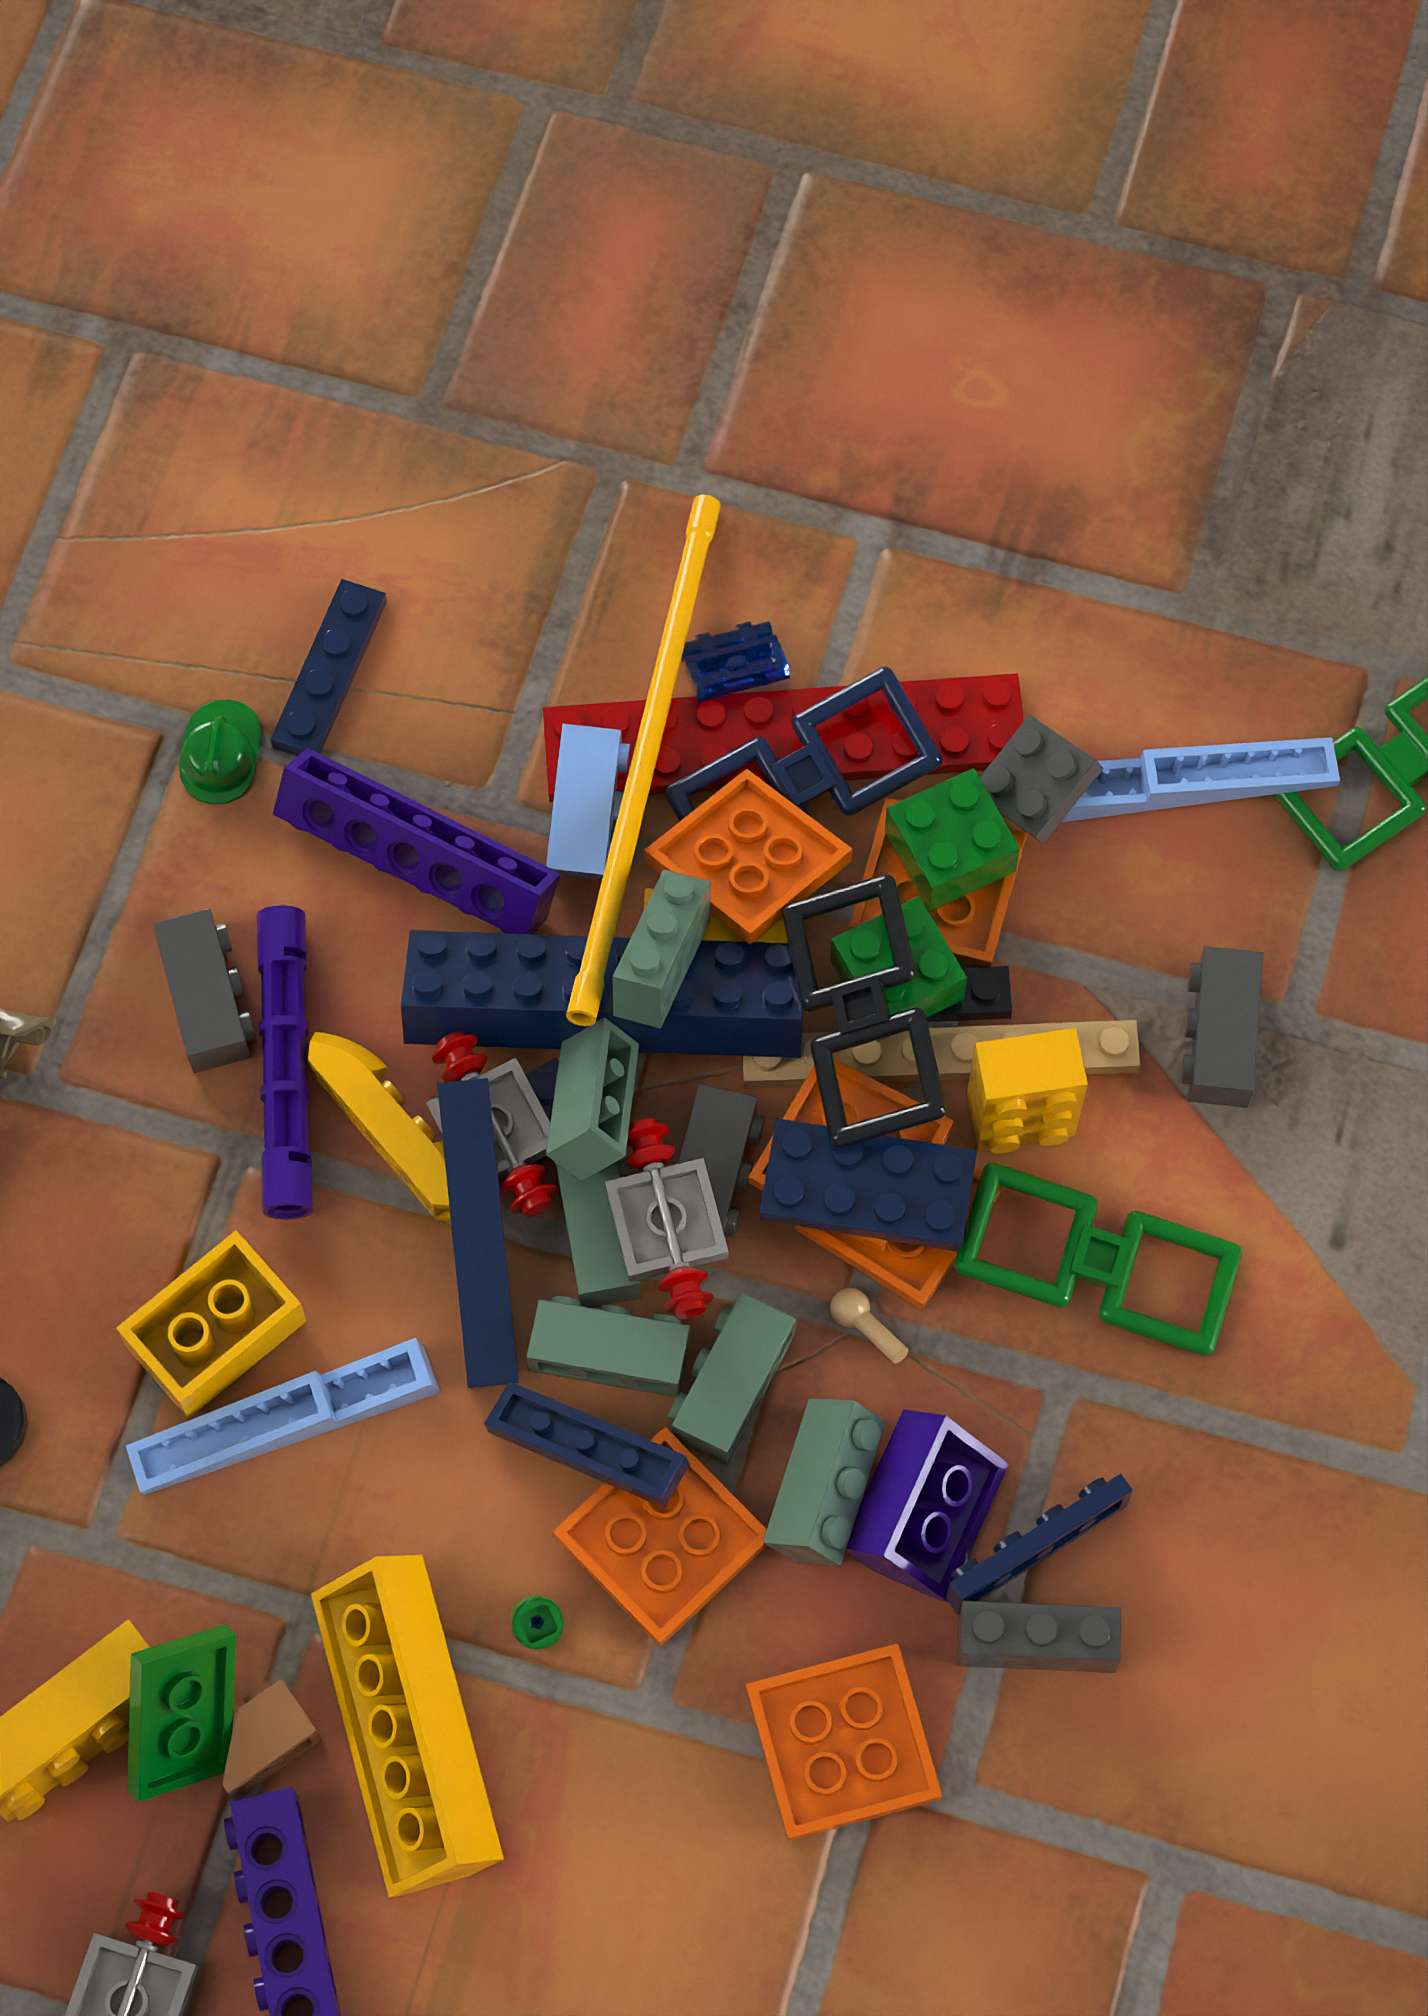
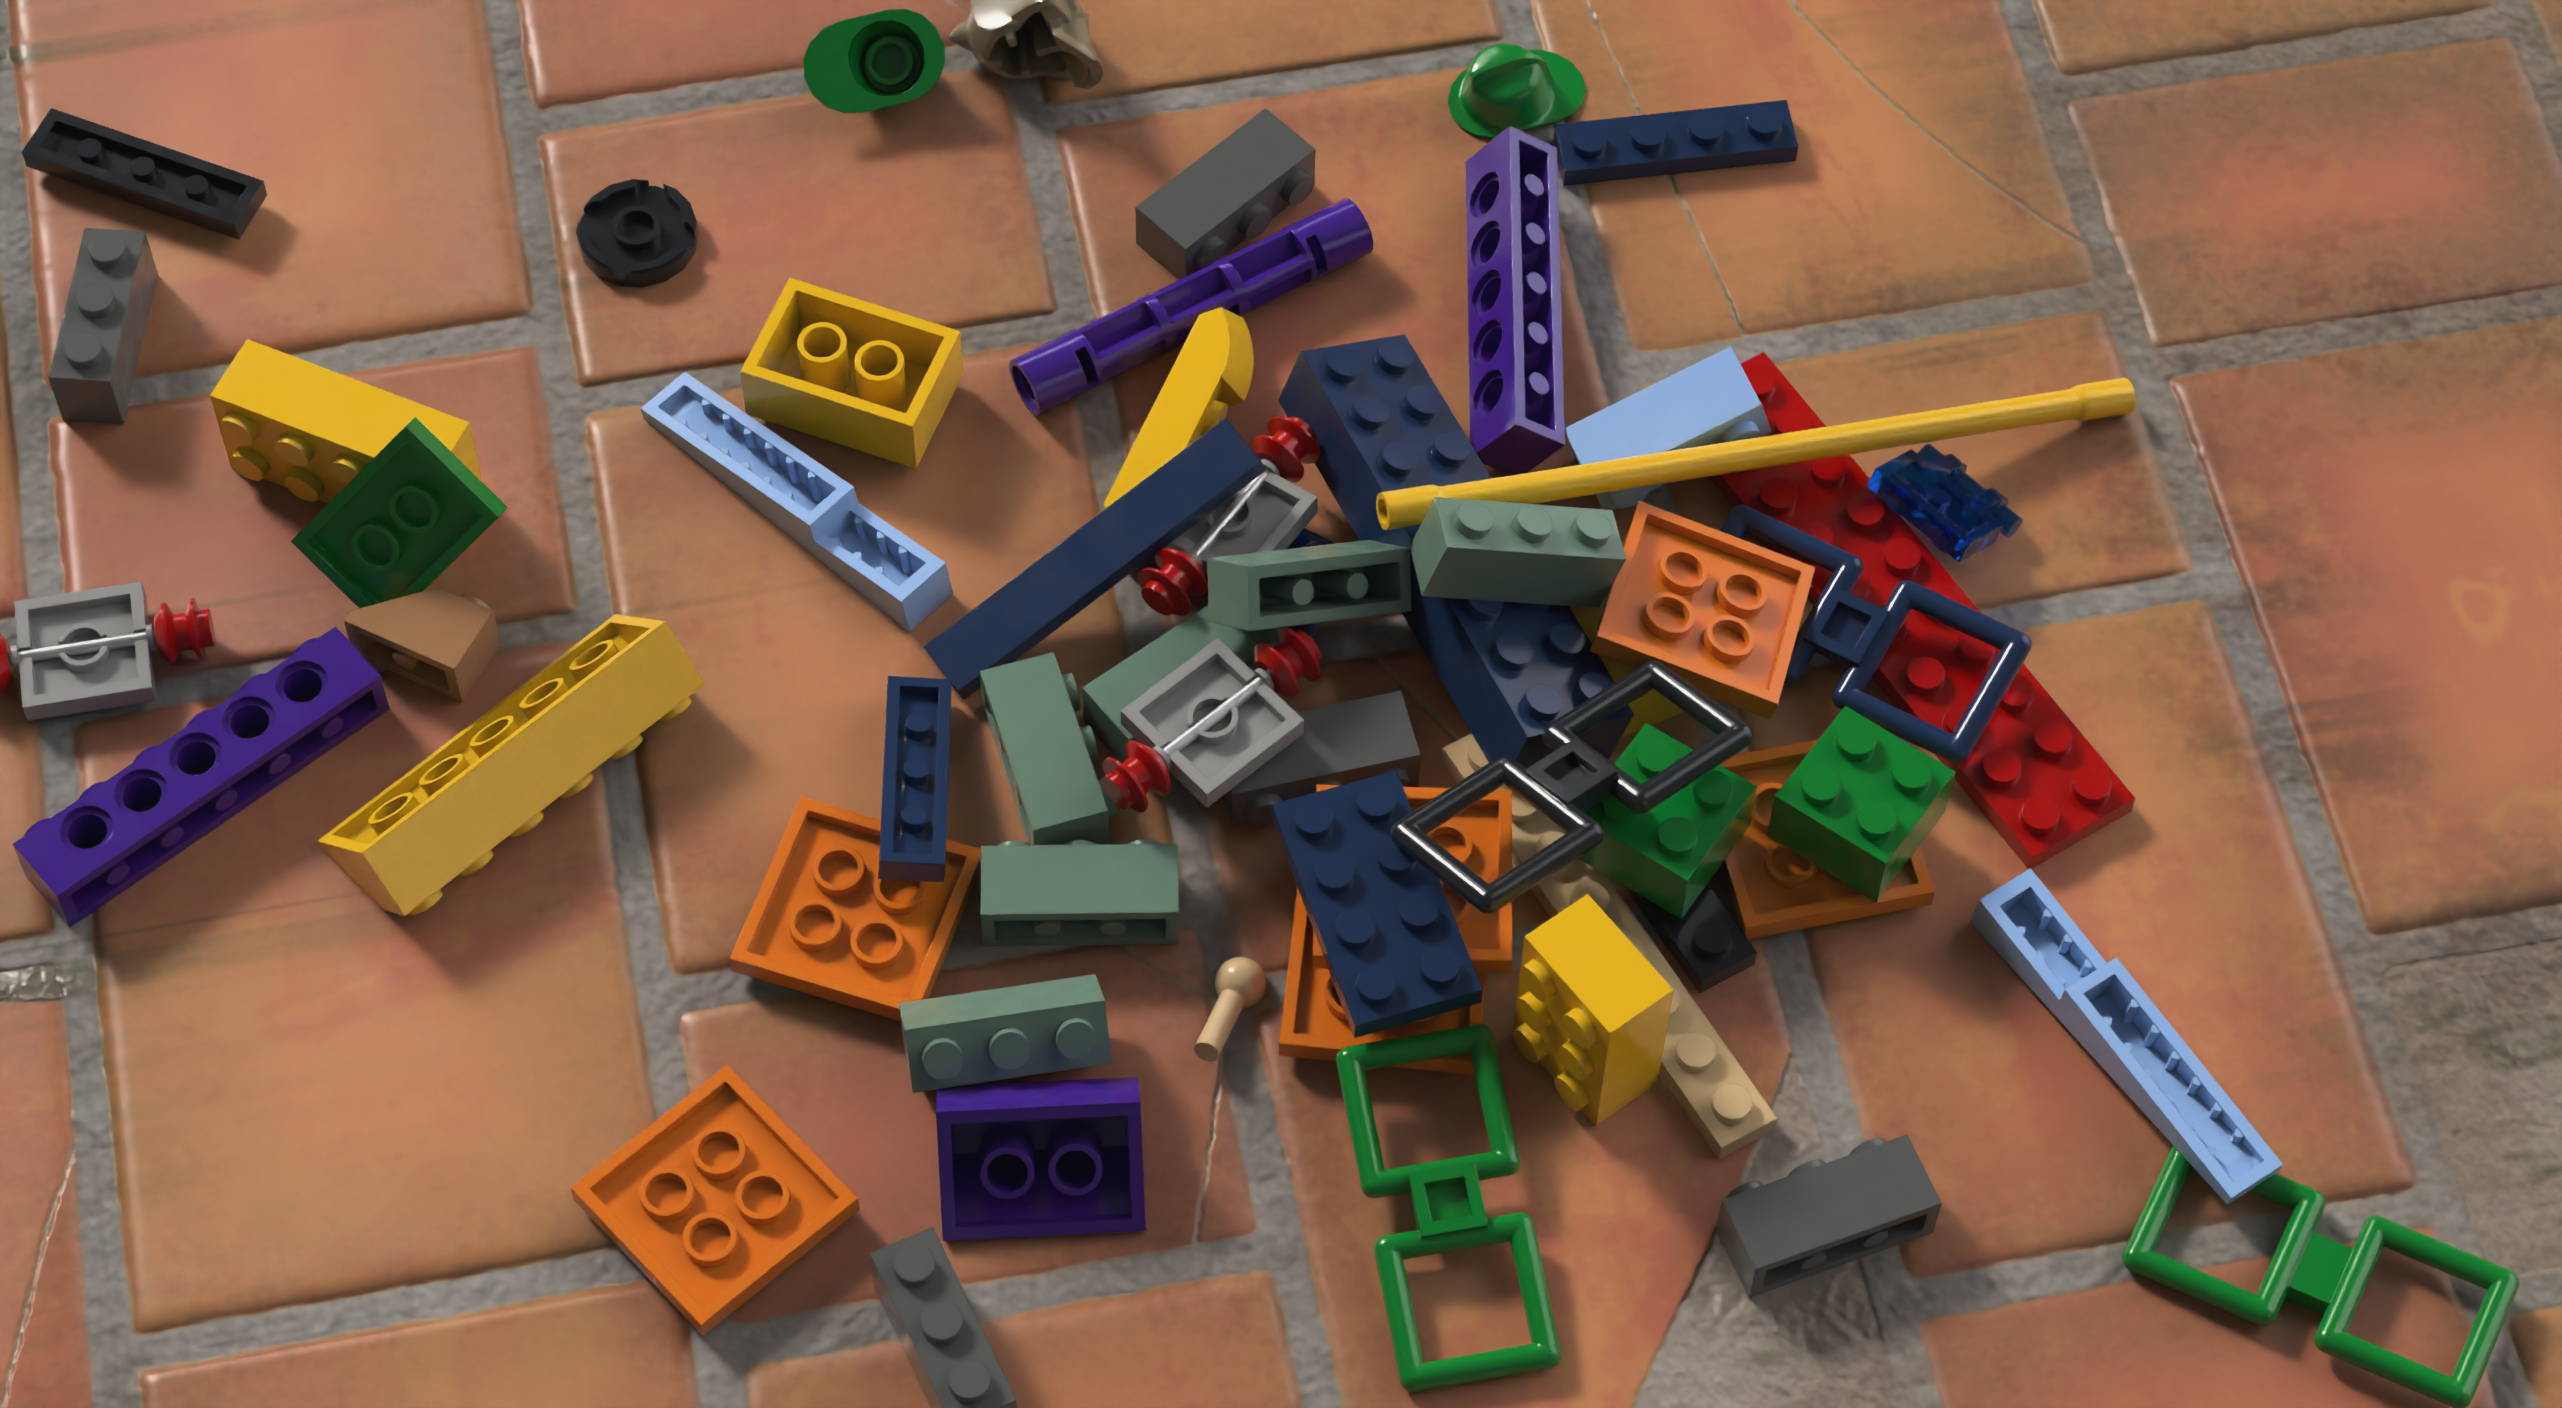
camera: 60 degrees right, 10 degrees down
(536, 1621) = (693, 834): green tile -> none
(1038, 778) = (2002, 863): dark grey plate -> none
(1054, 1531) = (1075, 1302): dark blue plate -> none

